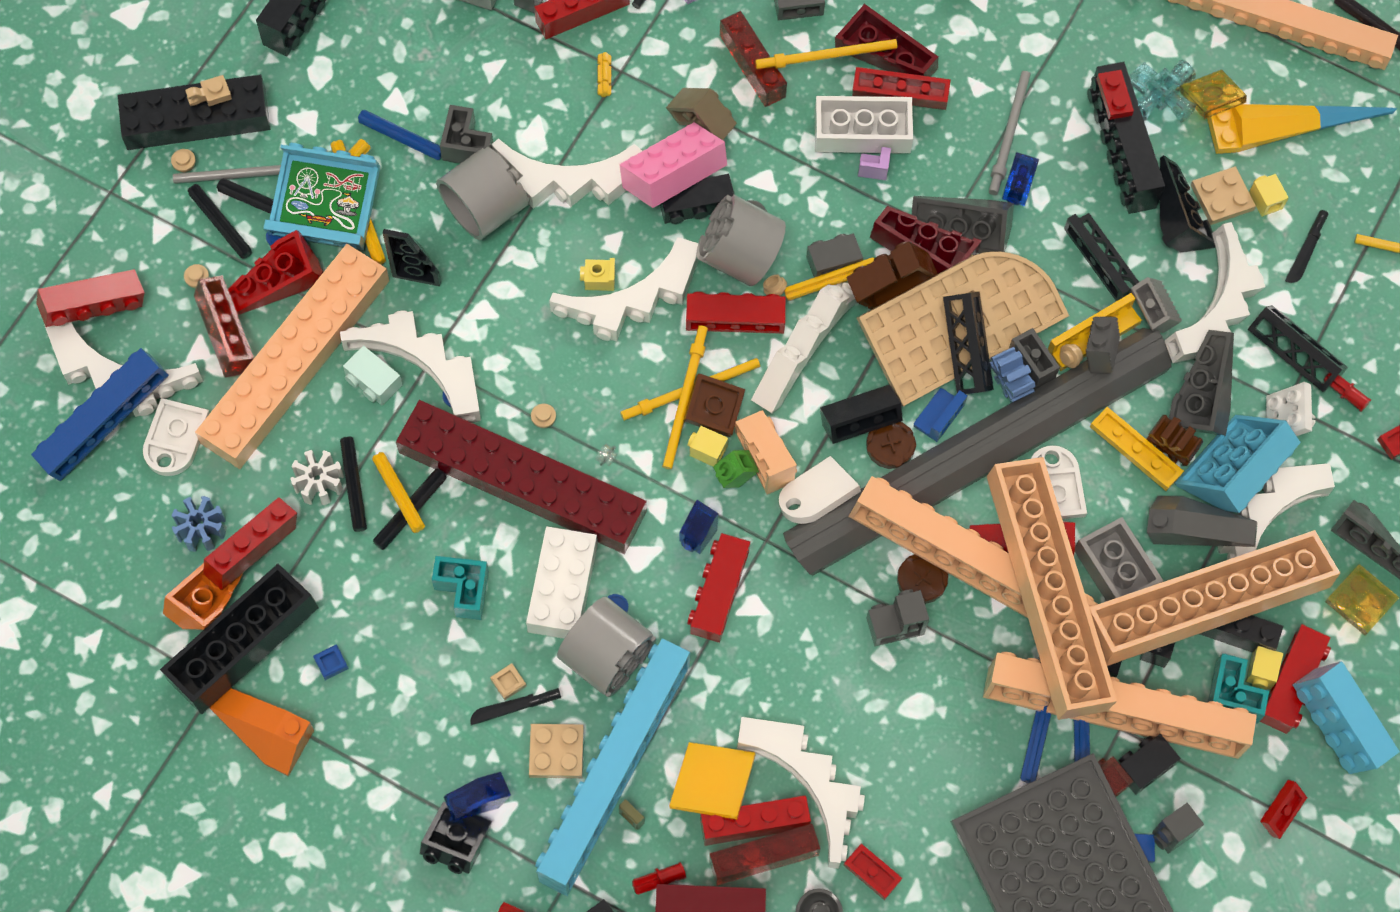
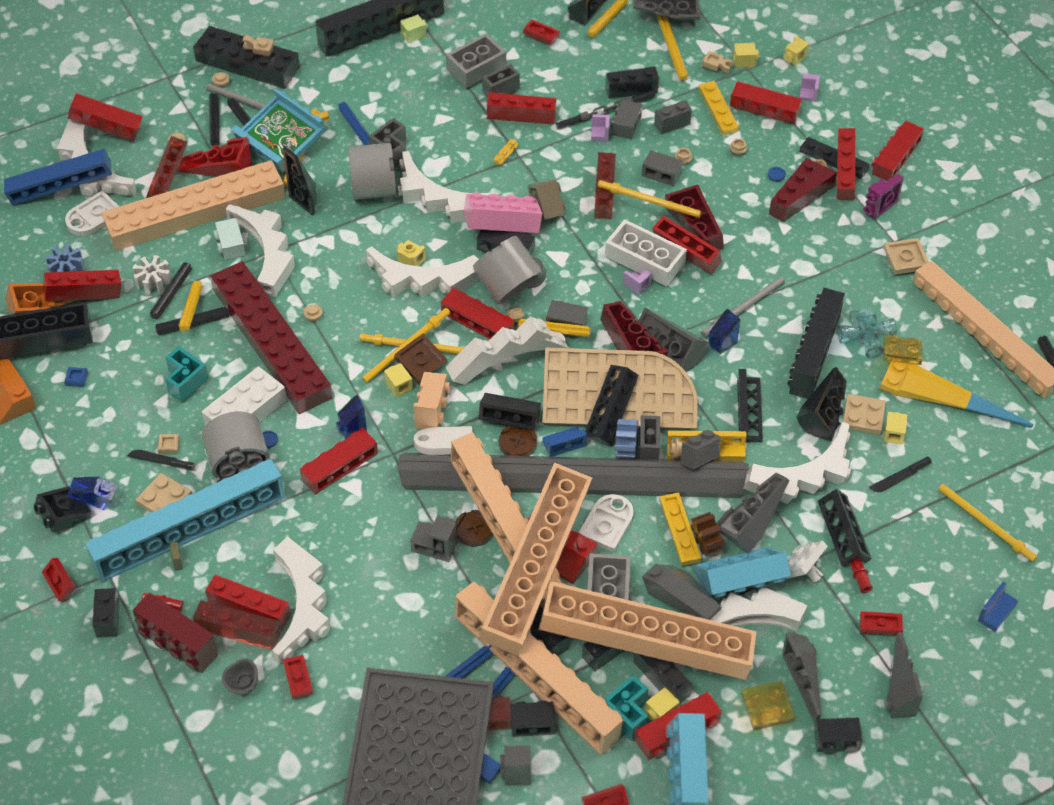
camera: 35 degrees right, 15 degrees down
(606, 455) = (332, 352): clear plate -> none
(712, 780) = (240, 563): yellow piece -> none
(735, 469) = (402, 399): bright green brick -> none
(891, 275) = (589, 334): reddish brown piece -> none
(1115, 94) = (821, 307): red plate -> none
(1156, 304) = (760, 447): light grey brick -> none

